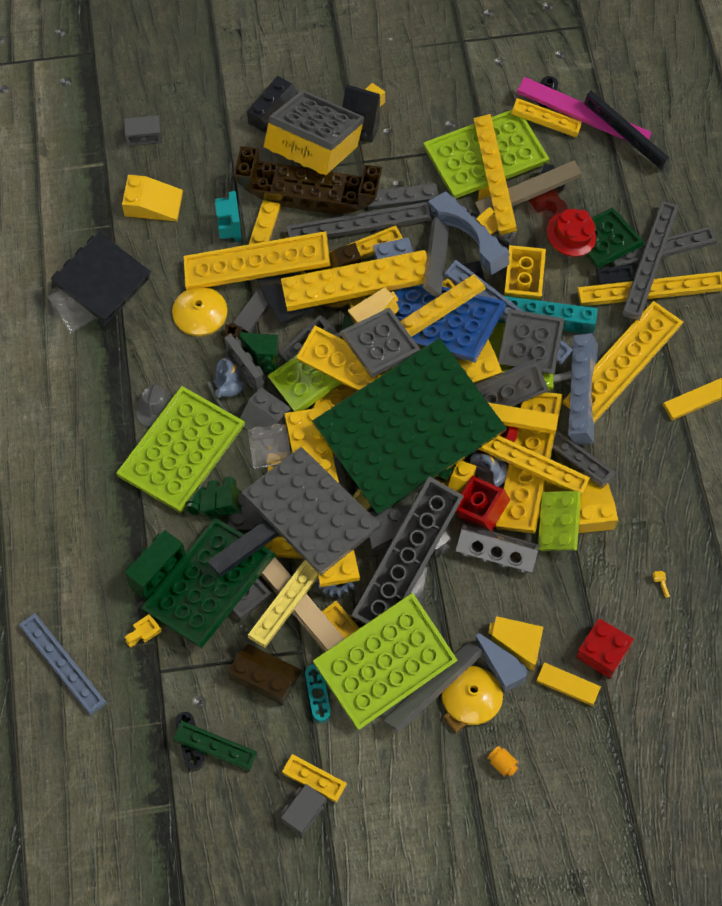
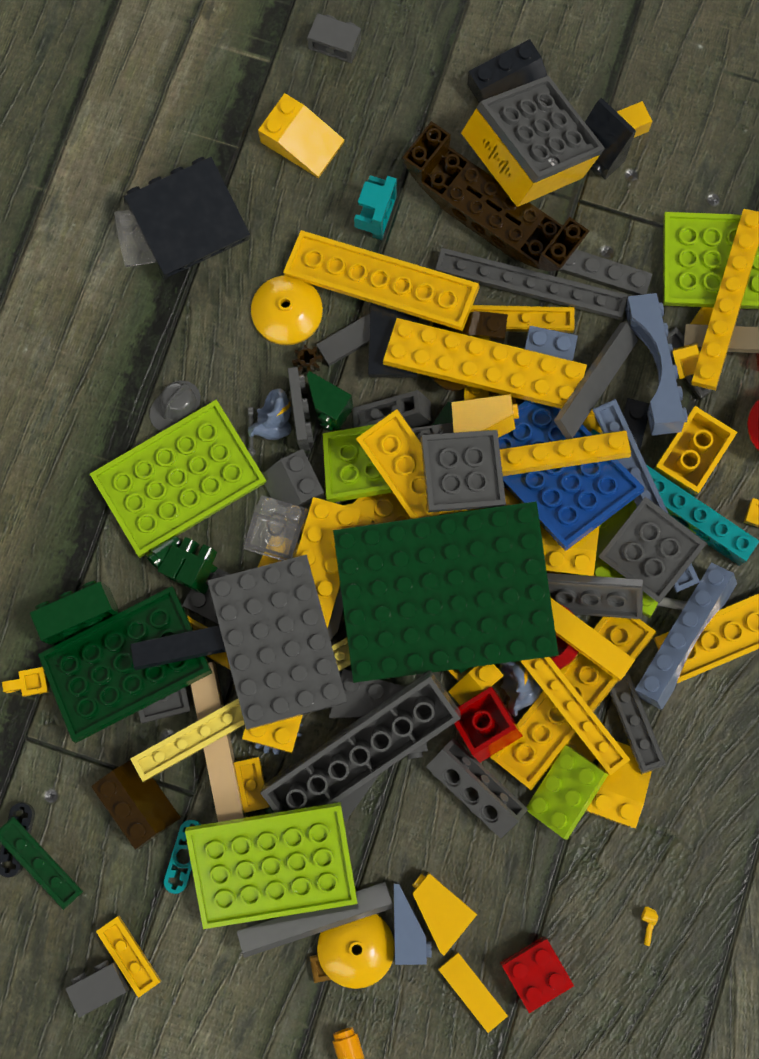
camera: 30 degrees right, 15 degrees up
(265, 222) = (418, 232): yellow plate -> none

